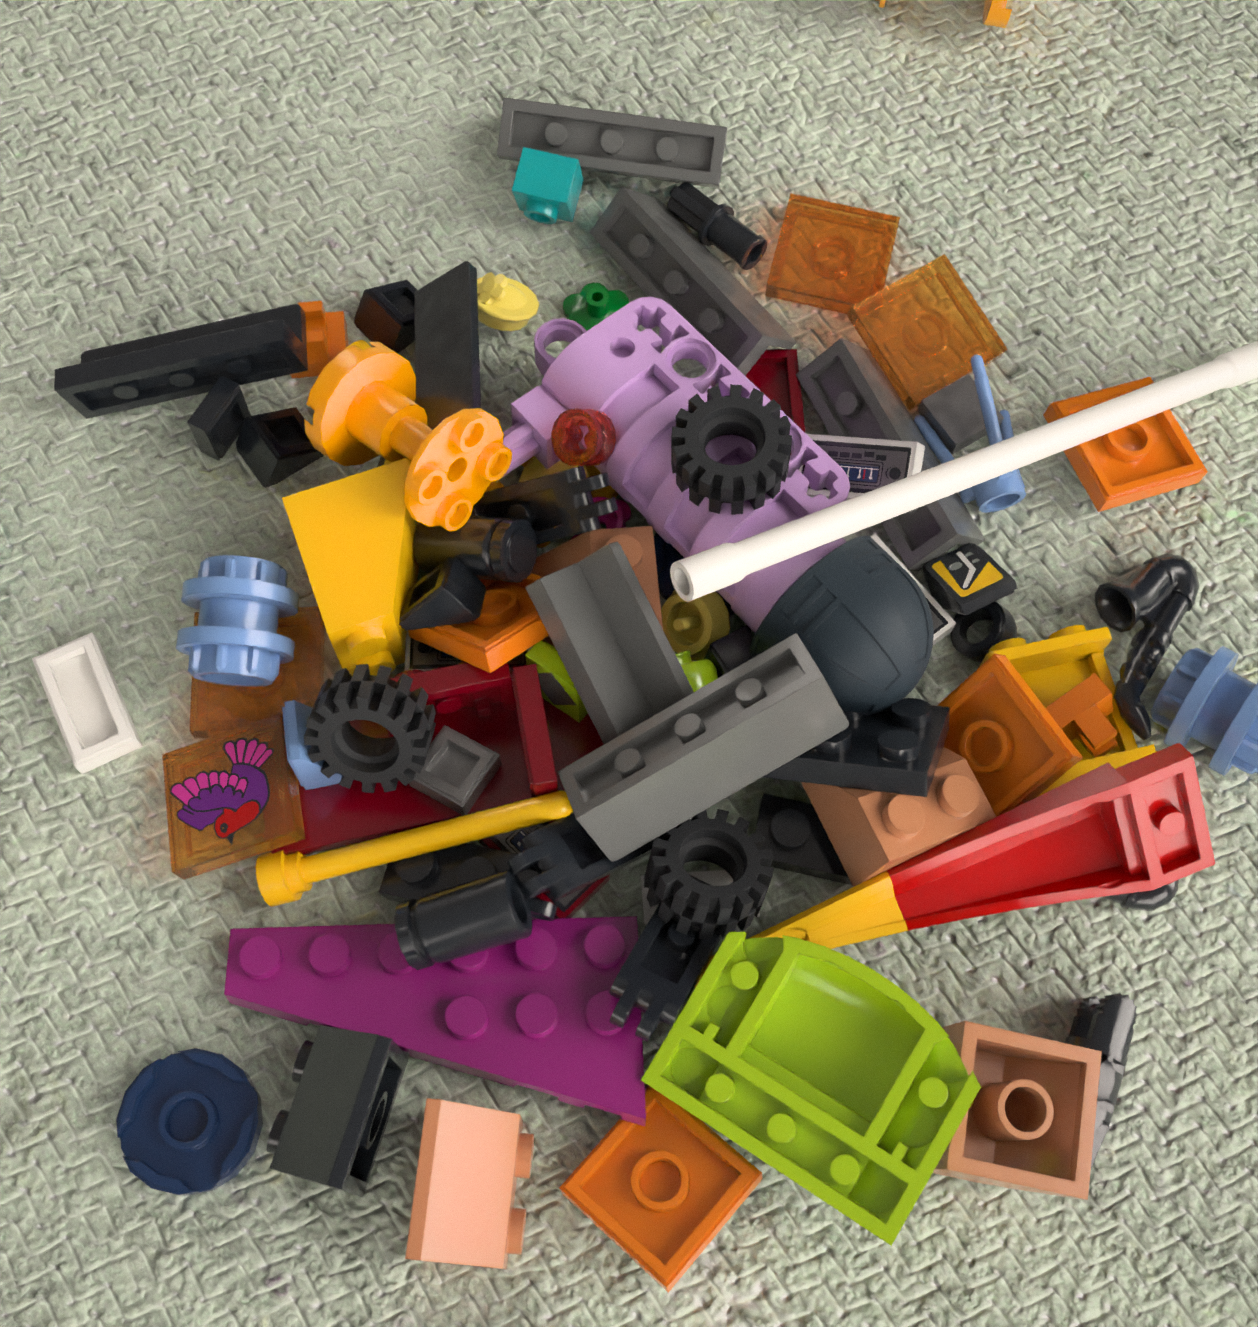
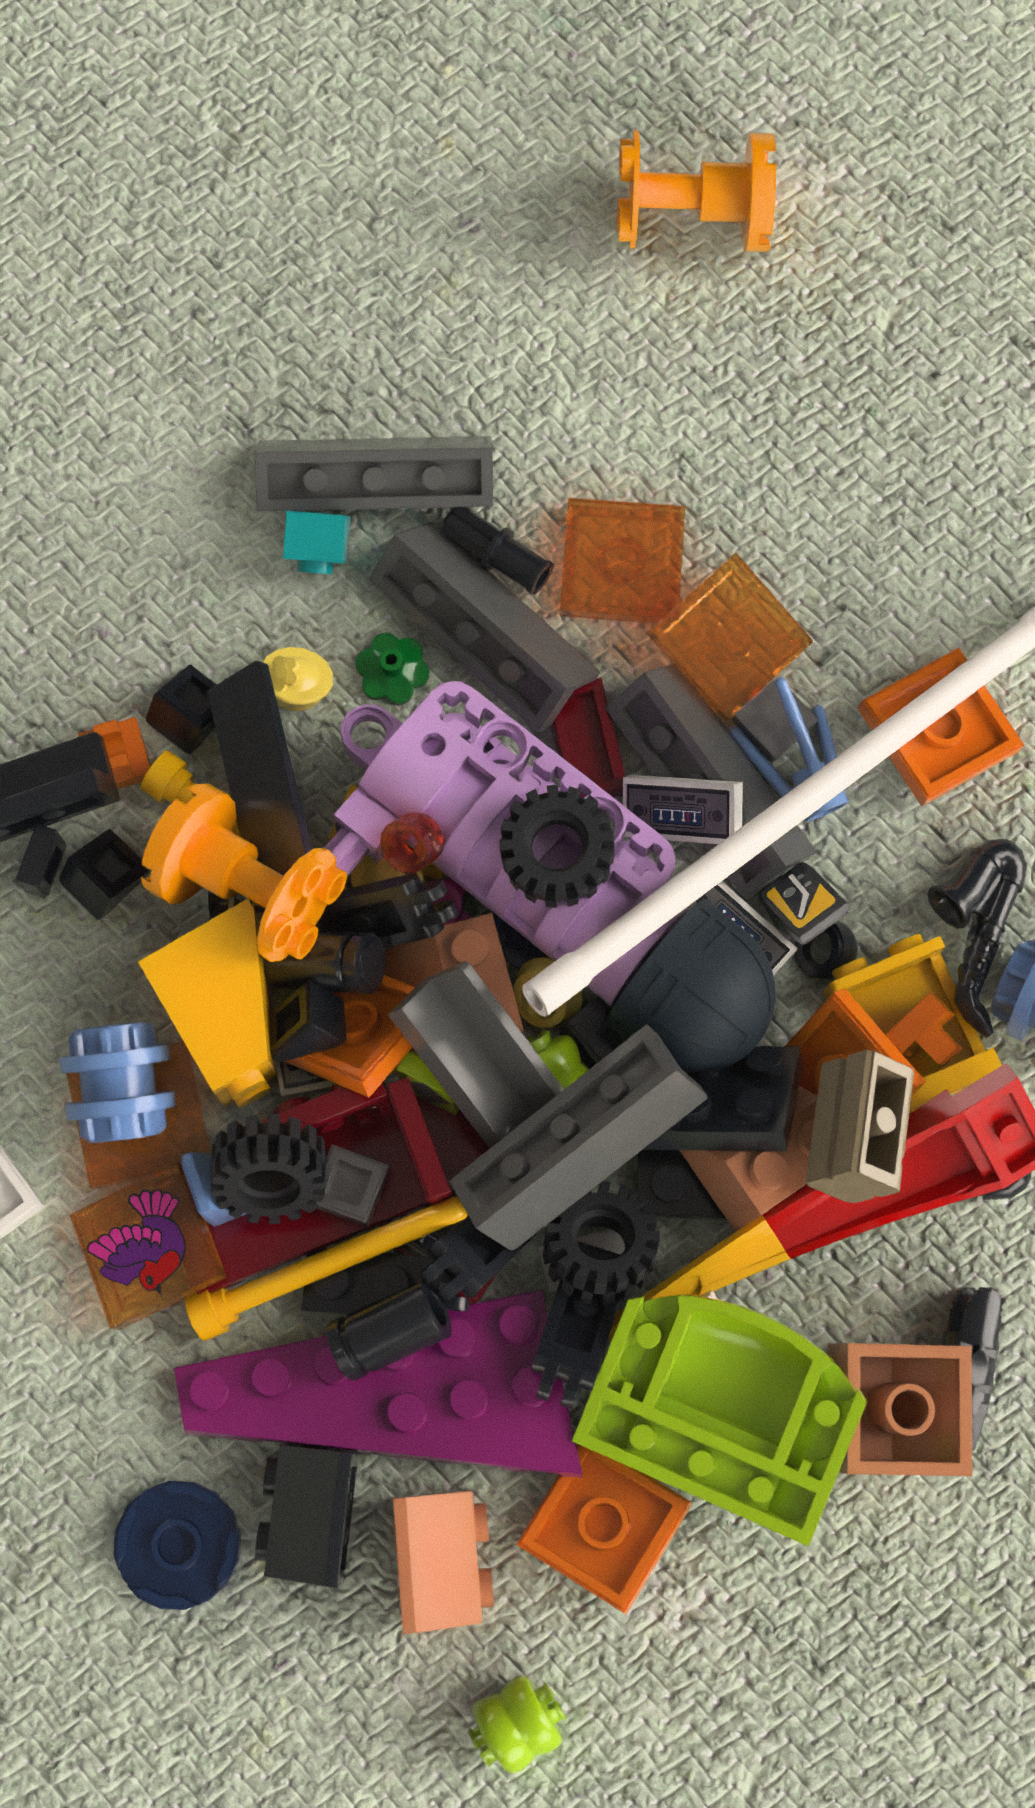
camera: 10 degrees left, 10 degrees up
(1012, 782) = (860, 1127): none -> dark tan brick

